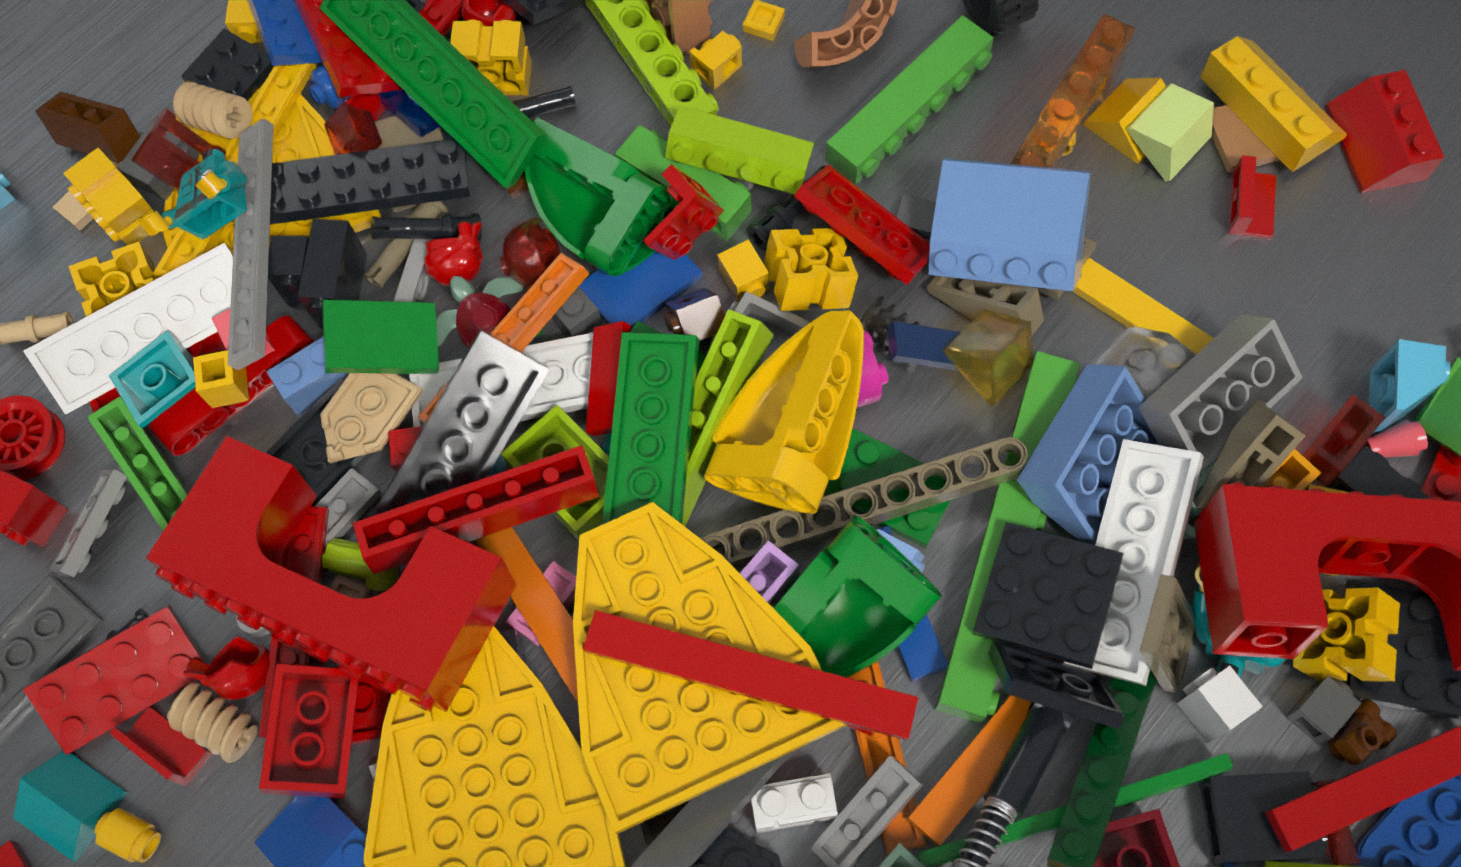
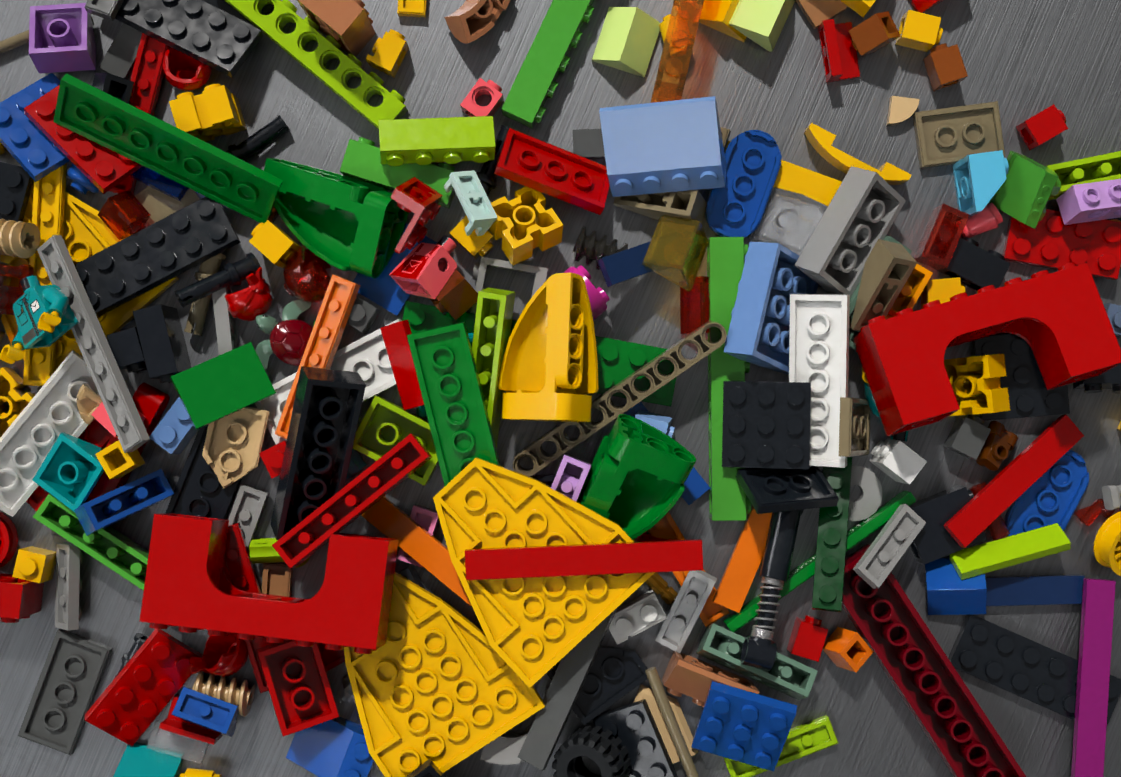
camera: 20 degrees left, 20 degrees up
(63, 482) = (35, 564): none -> yellow brick
(126, 772) = (177, 745): none -> clear tile
(178, 731) = (206, 711): none -> blue tile
(196, 431) = (123, 502): none -> blue brick
(212, 305) = (87, 402): none -> tan tile
(506, 201) = (273, 243): none -> yellow brick
(674, 282) = (426, 268): none -> coral torso
(759, 220) = (473, 200): none -> light aqua hinge
(812, 122) = (488, 88): none -> coral brick
(835, 765) = (660, 587): none -> pearl gold axle
(996, 422) = (694, 306): none -> clear red tile
(998, 120) = (627, 40): none -> yellowish green slope
(1099, 310) = (750, 175): none -> blue tile
(1169, 742) = (870, 496): none -> light grey tile
(1180, 811) = (889, 546): none -> light grey plate
(1207, 292) = (822, 140): none -> yellow slope
(1302, 188) = (874, 33): none -> dark orange brick
(1317, 285) = (901, 109): none -> tan tile
(1359, 204) = (919, 31): none -> yellow brick
(1368, 327) = (955, 132): none -> dark tan tile
(1384, 251) = (944, 66): none -> dark orange brick

